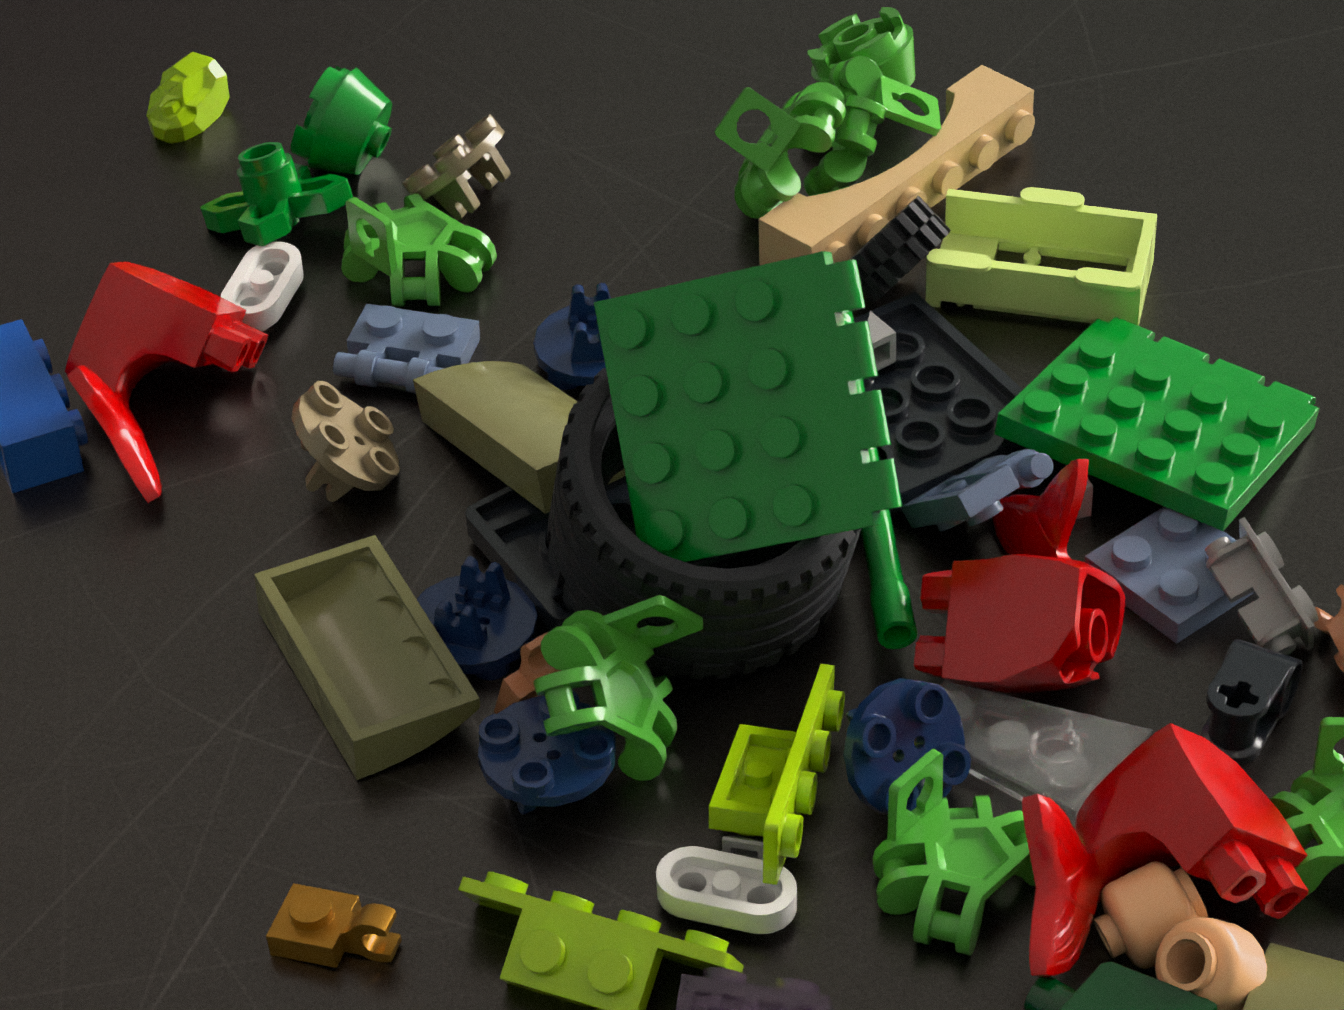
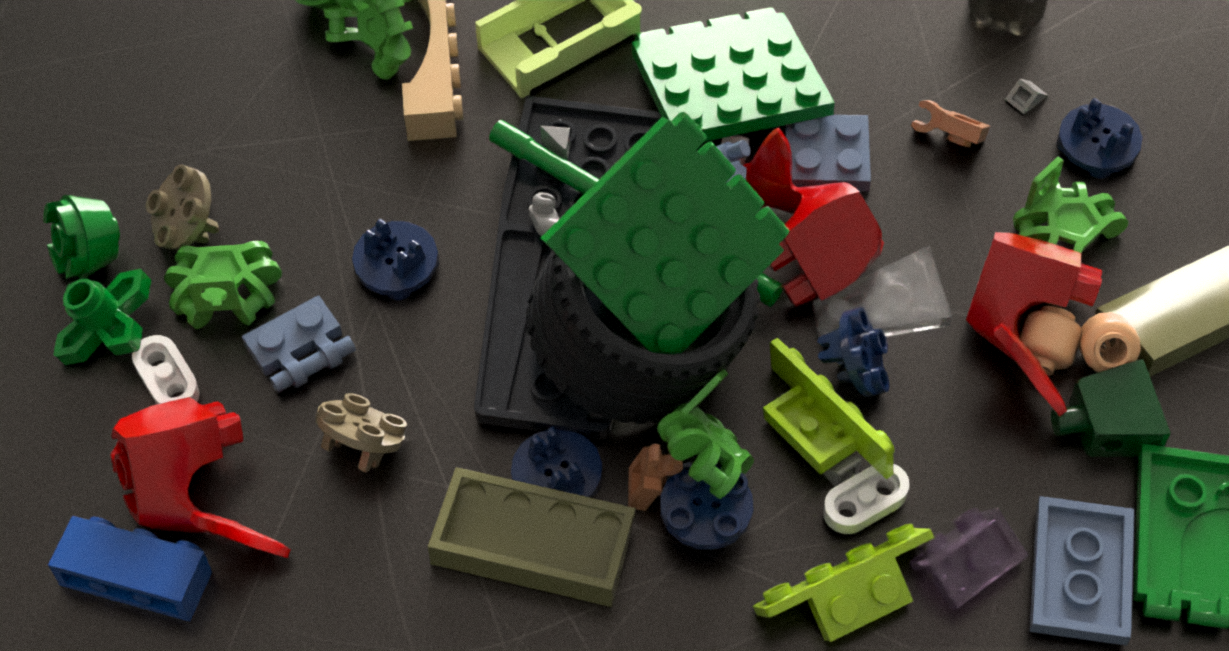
camera: 50 degrees left, 15 degrees up
(501, 420) = (442, 339): olive slope -> none
(802, 123) = (367, 62): bright green piece -> none
(898, 248) = (496, 78): black tyre -> none
(961, 852) = (949, 380): bright green piece -> none
(1249, 698) = (946, 195): black piece -> none
(1253, 566) = (876, 123): light grey hinge -> none

